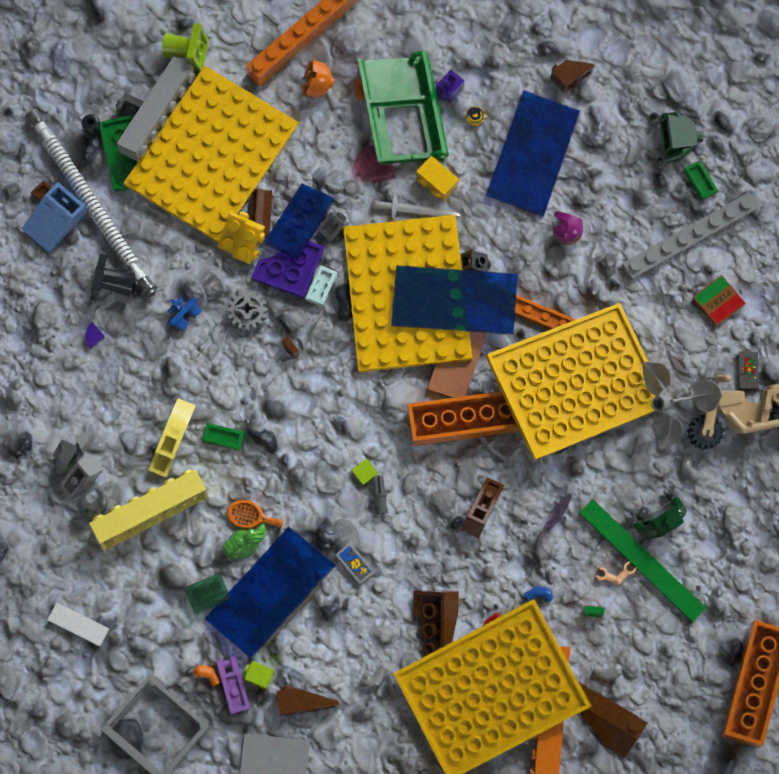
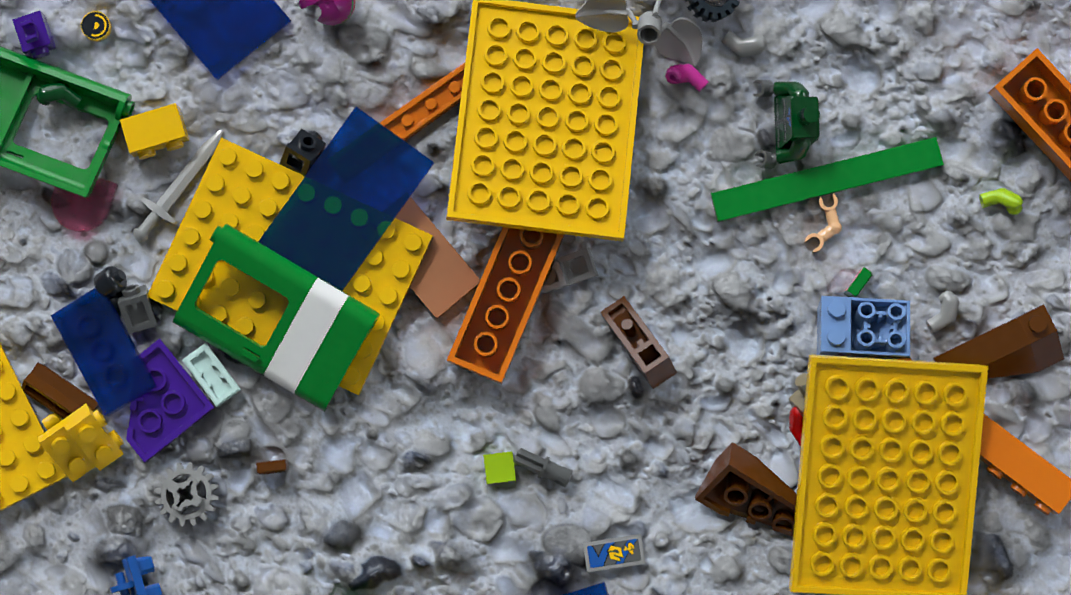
camera: 55 degrees left, 10 degrees up
(339, 203) = (110, 282): none -> black piece
(379, 324) = (314, 336): none -> green piece
(426, 115) = (58, 91): none -> dark green arm
(539, 591) = (791, 336): blue arm -> none
(560, 508) = (700, 241): clear purple slope -> none
(570, 626) = (863, 327): none -> medium blue slope
(651, 445) = (686, 73): none -> dark pink arm
(696, 668) = (1004, 197): none -> lime arm

